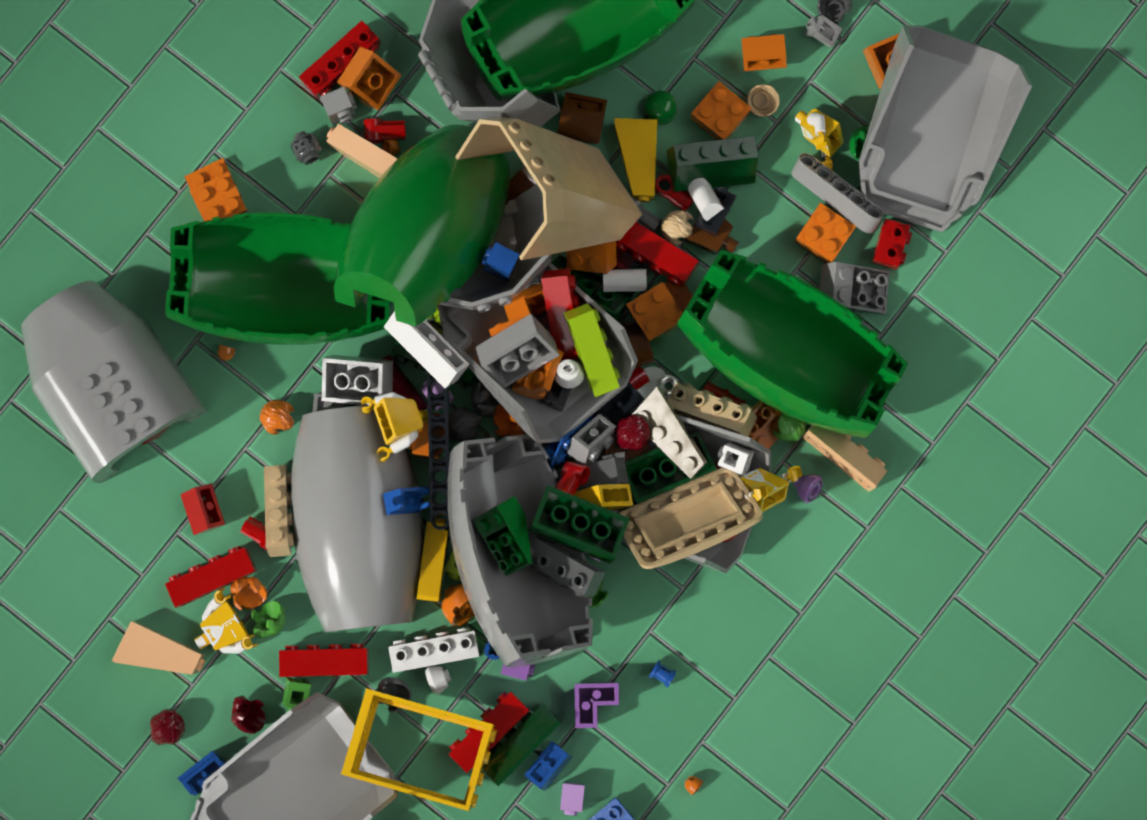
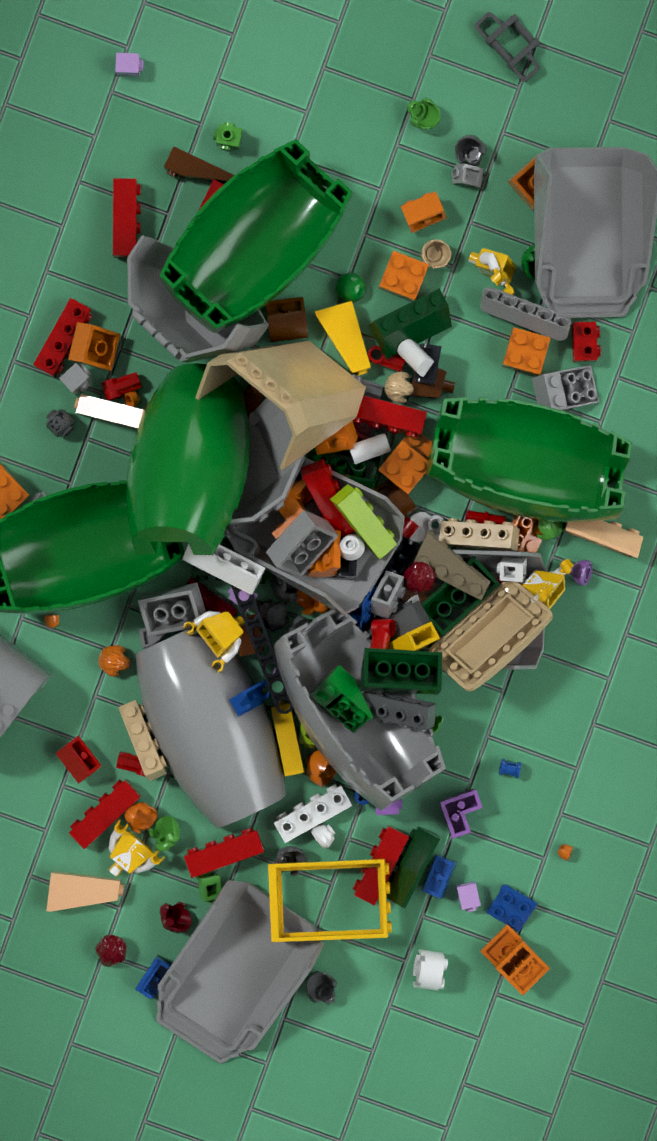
camera: 20 degrees left, 5 degrees up
(500, 261) = (262, 472): blue brick -> none

